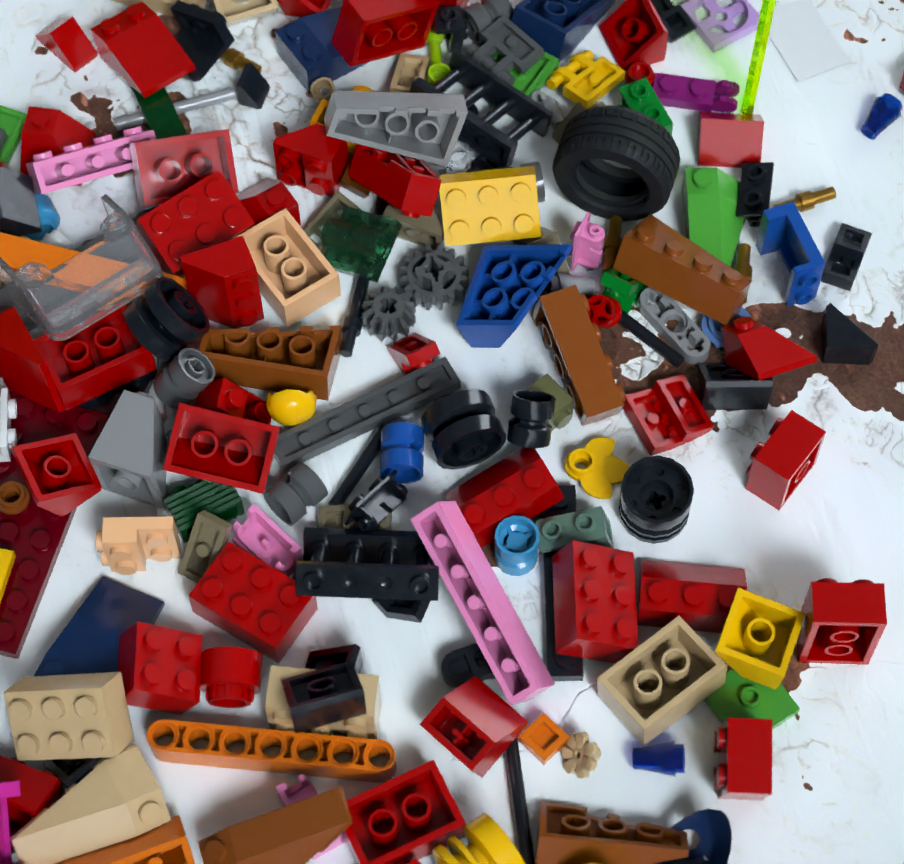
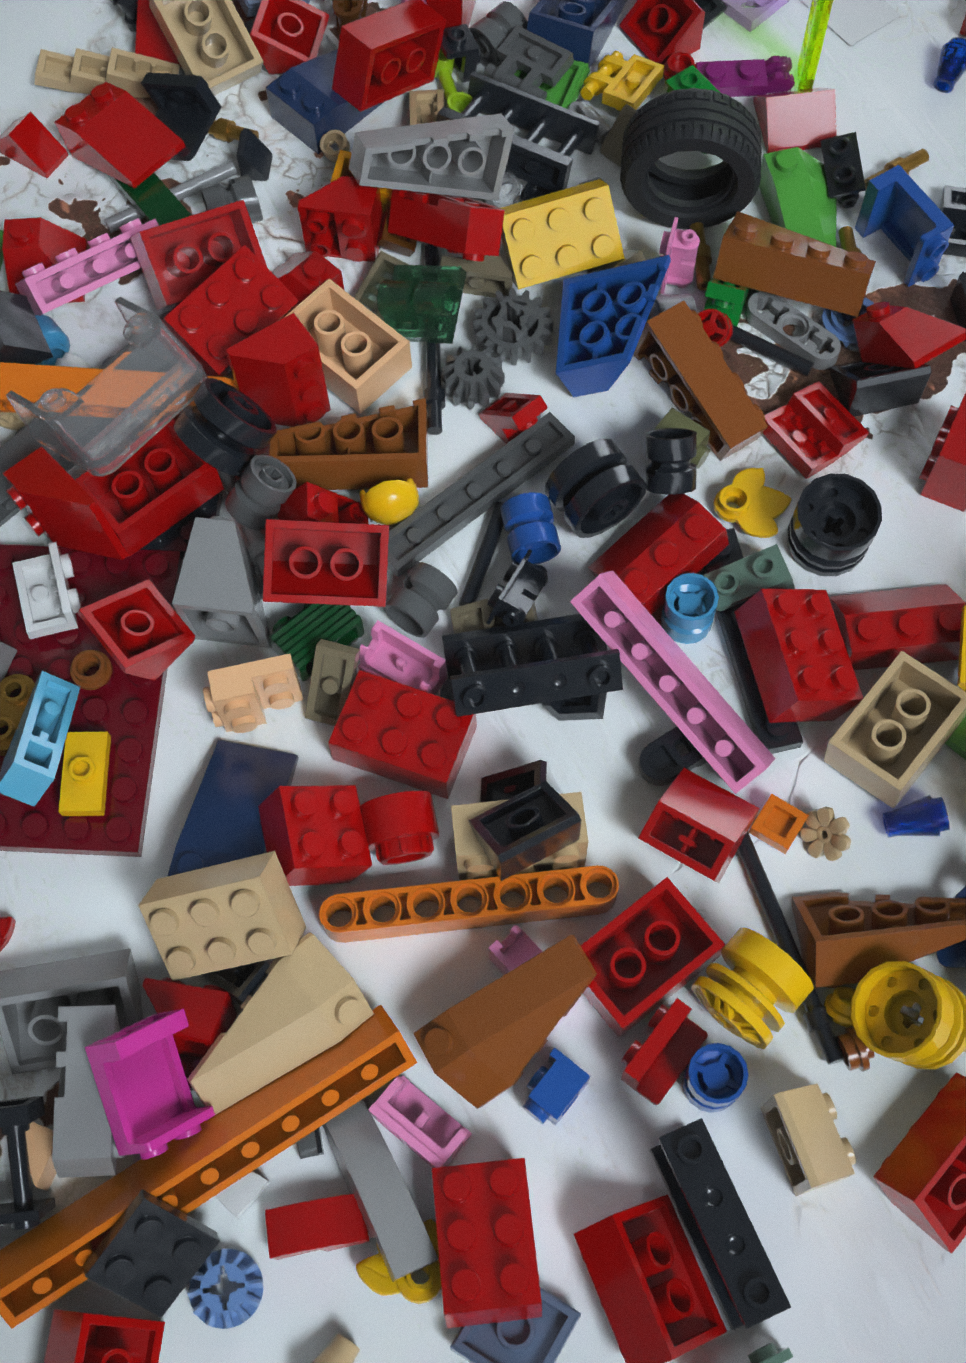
camera: 10 degrees left, 5 degrees up
(230, 118) = (237, 190): none -> dark grey wheel

